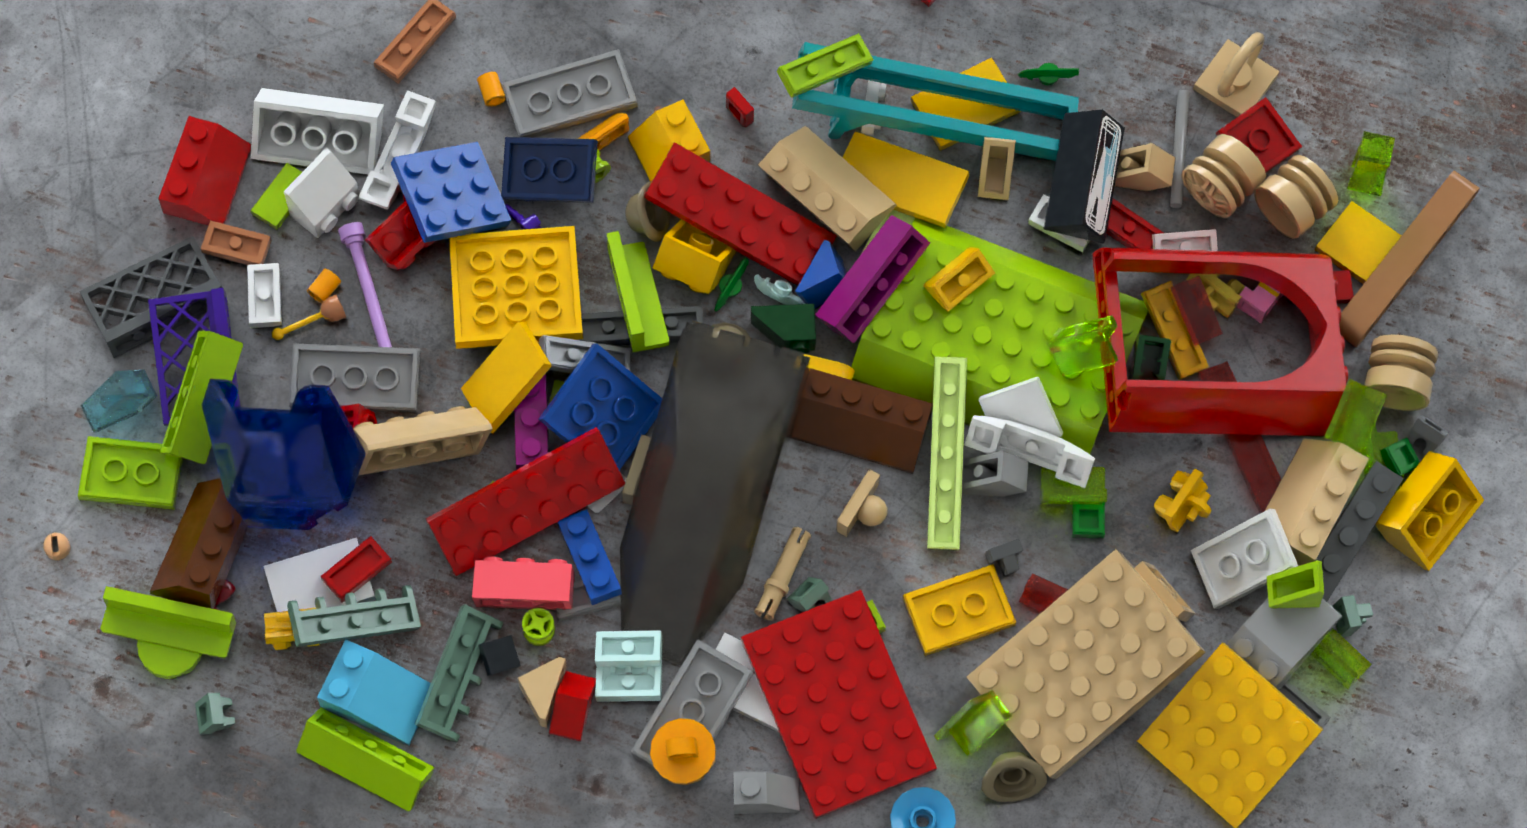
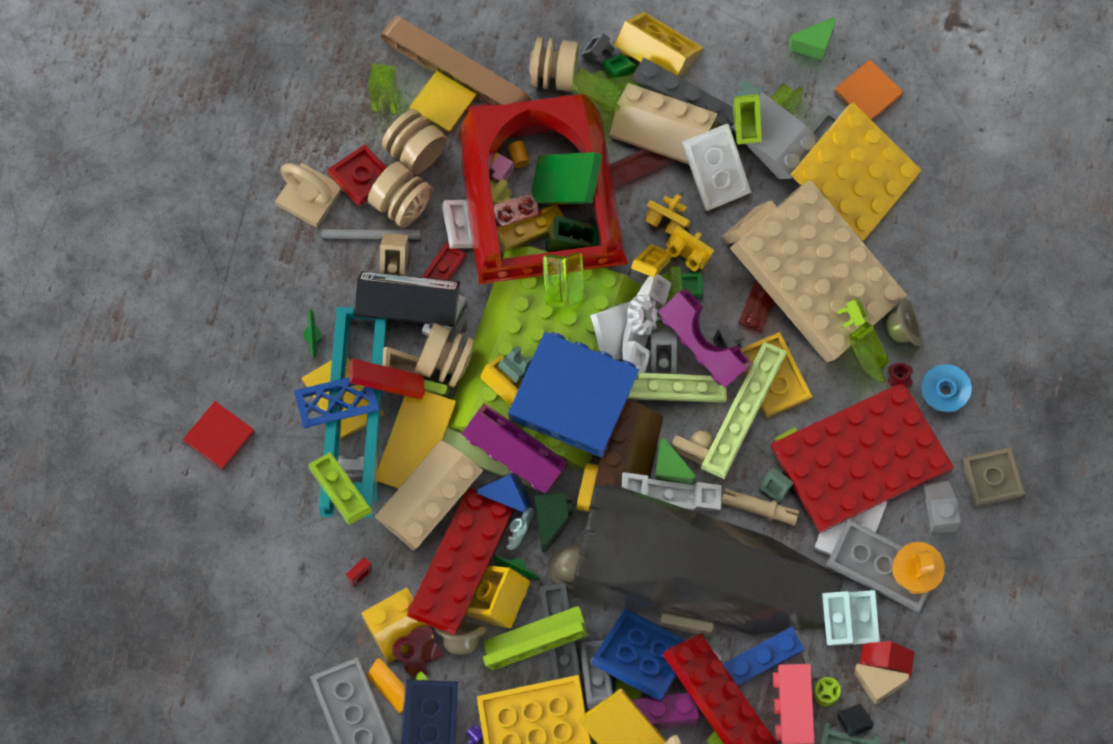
camera: 90 degrees left, 0 degrees up
(634, 167) = (420, 650): none -> dark red plate
(807, 464) = (692, 497): none -> white slope
(844, 470) = (671, 466): none -> bright green slope
(908, 560) = (743, 410): none -> yellowish green tile
(935, 346) = (573, 393): none -> blue panel
(954, 761) = (900, 369): none -> dark red plate
(961, 62) = (327, 417): none -> blue window
(966, 206) = (436, 388): none -> lime tile
(970, 137) = (386, 379): none -> red tile
(977, 285) = (515, 364): none -> sand green tile
(1005, 205) = (444, 355): none -> tan wheel
(1019, 698) = (856, 311): none -> lime tile
(1029, 492) = (683, 316): none -> magenta arch
(1035, 431) = (635, 315): none -> white gear
(1114, 464) = (651, 260): none -> yellow tile
(1138, 522) = (689, 247): none -> yellow hips
(1227, 362) = (566, 178): none -> green tile
(1280, 326) = (518, 154): none -> light orange hinge
(1355, 775) = (869, 90): none -> orange tile
(1433, 712) = (814, 39): none -> bright green slope

